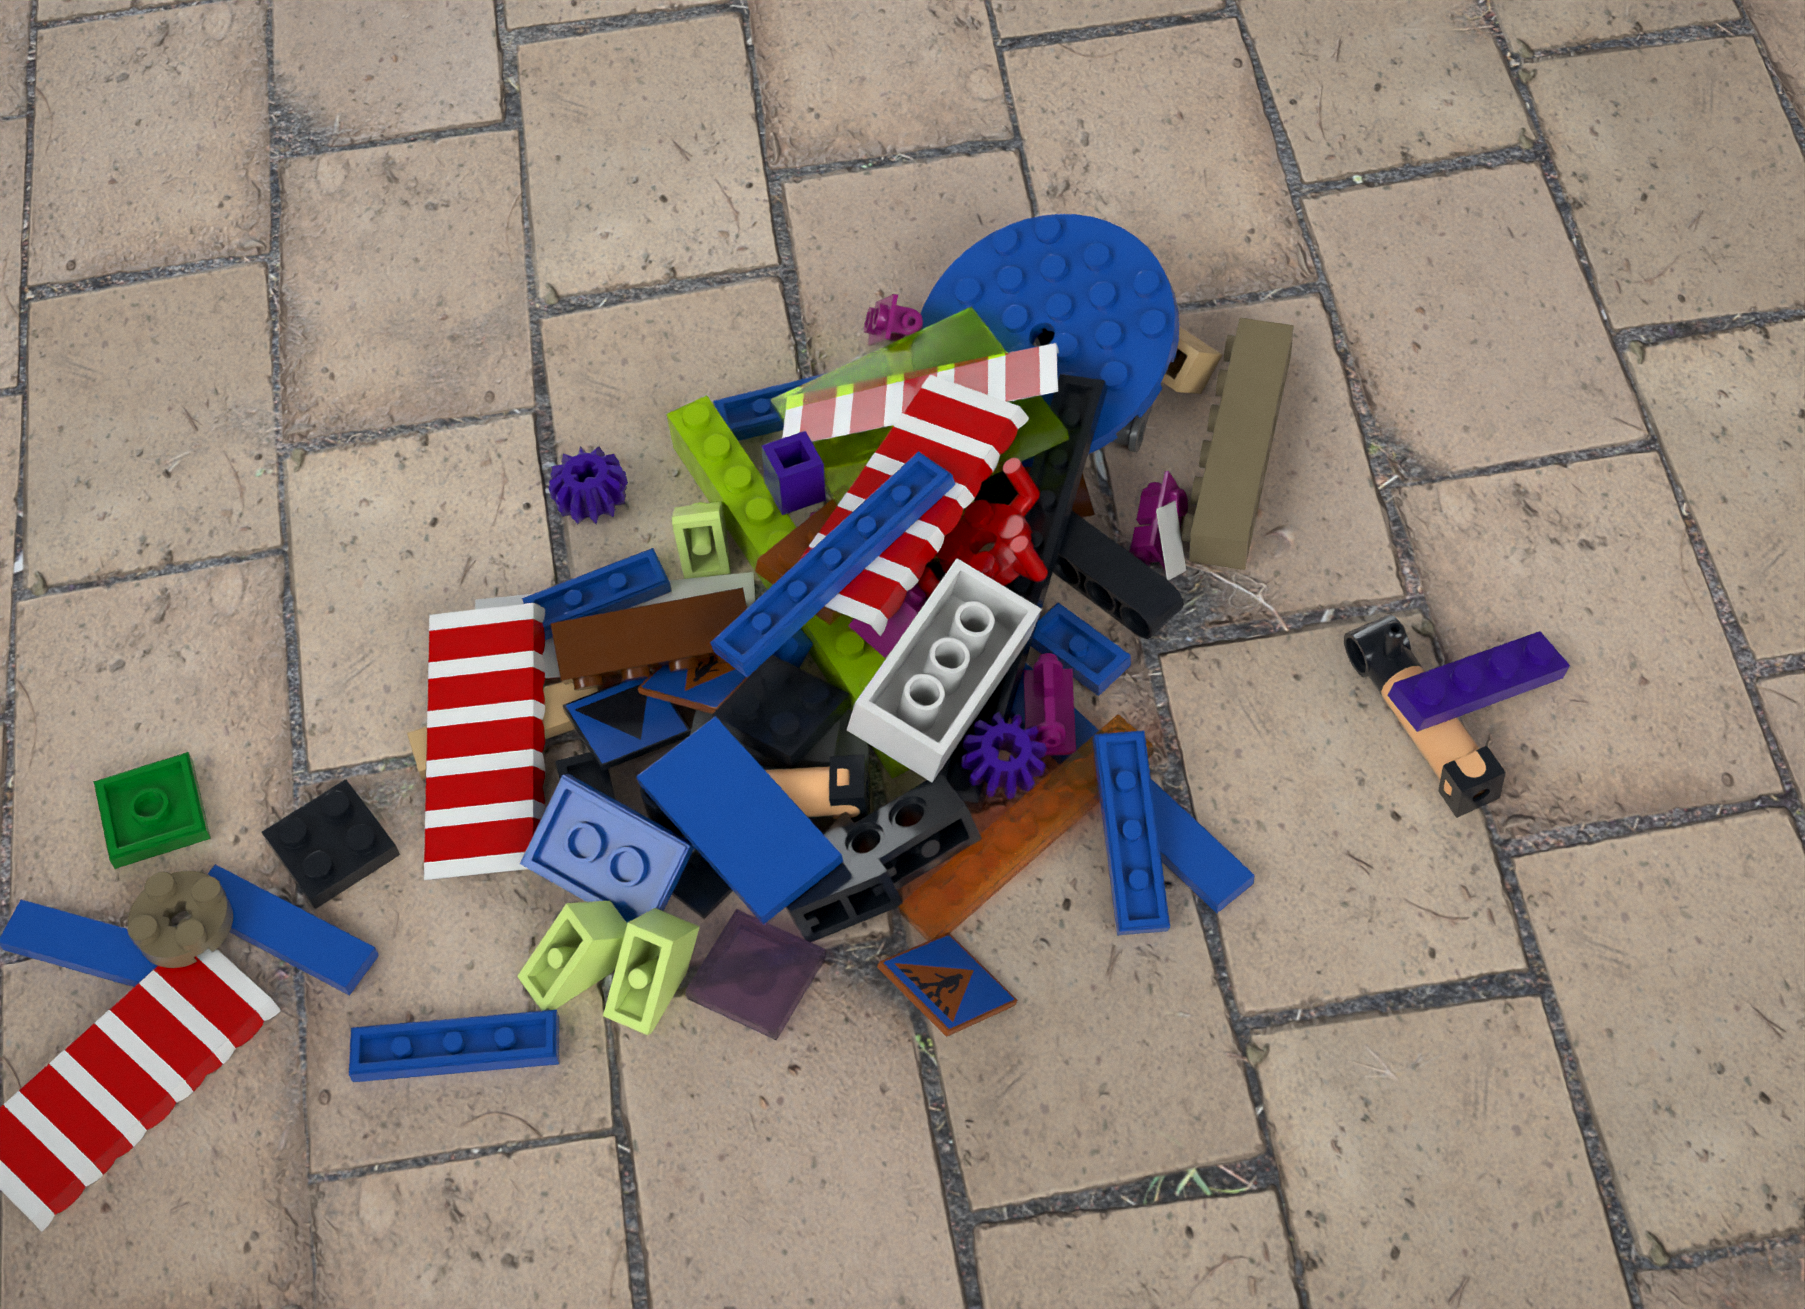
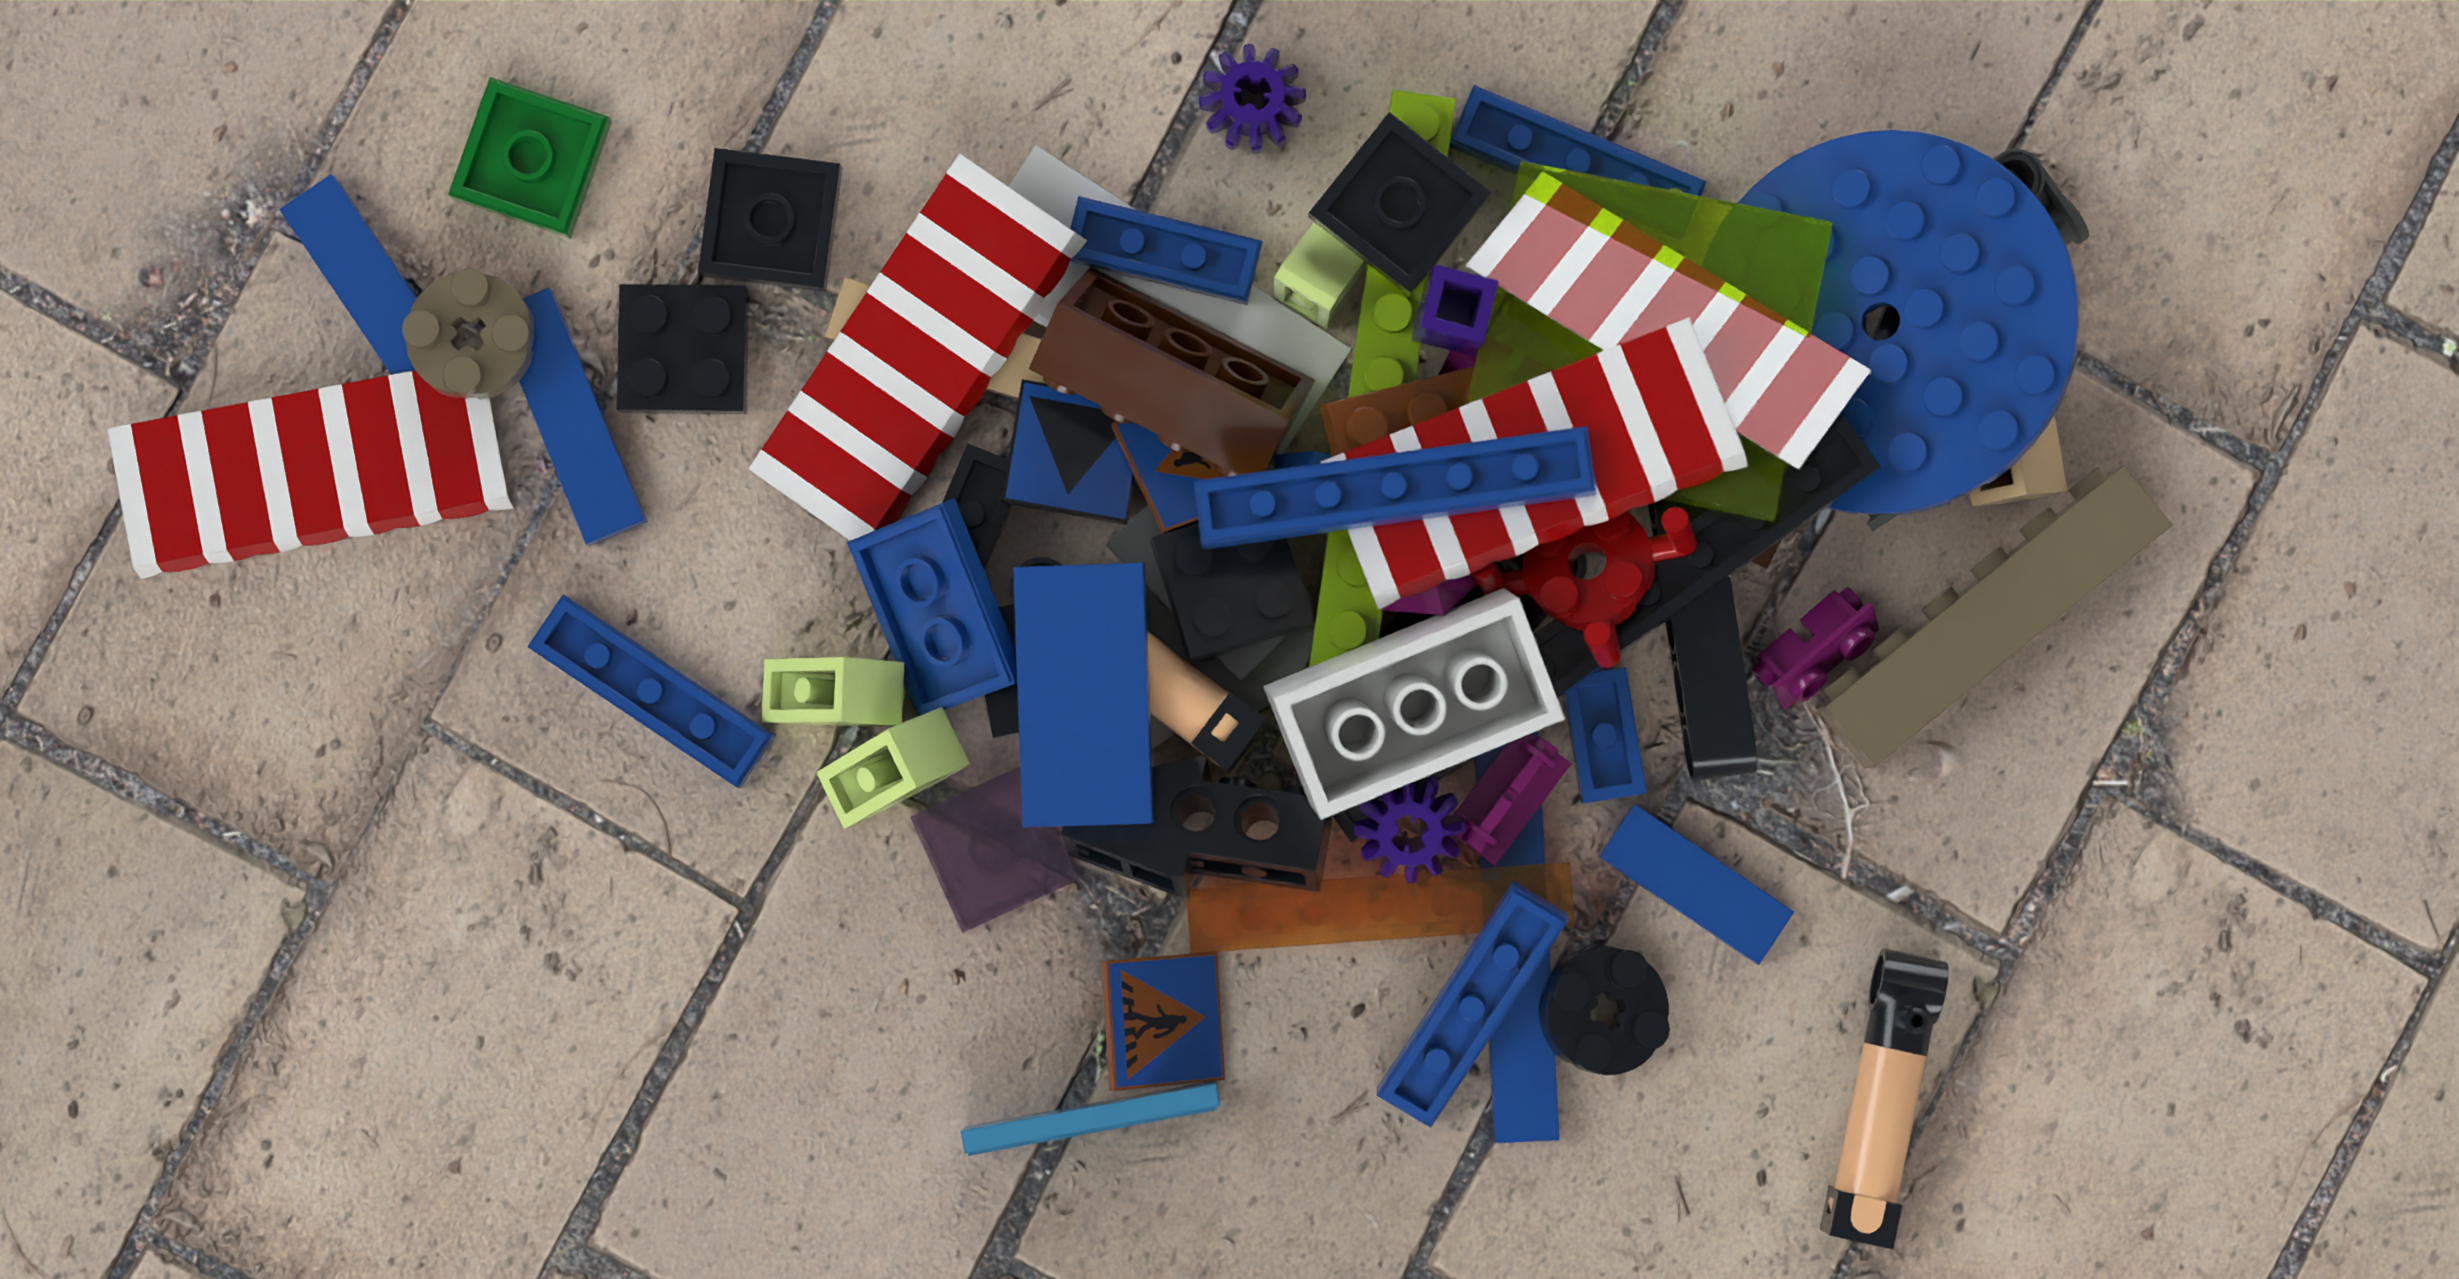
camera: 35 degrees right, 30 degrees up
(335, 735) = (770, 219): none -> black plate
(716, 449) = (1399, 204): none -> black plate
(890, 321) = (1736, 154): magenta hinge -> none
(948, 1076) = (1090, 1118): none -> dark azure tile
(1171, 540) = (1798, 698): white sticker -> none
(1205, 688) = (1695, 884): none -> blue tile
(1217, 762) = (1637, 1027): none -> black plate
(1478, 681) = (1966, 1121): dark purple plate -> none

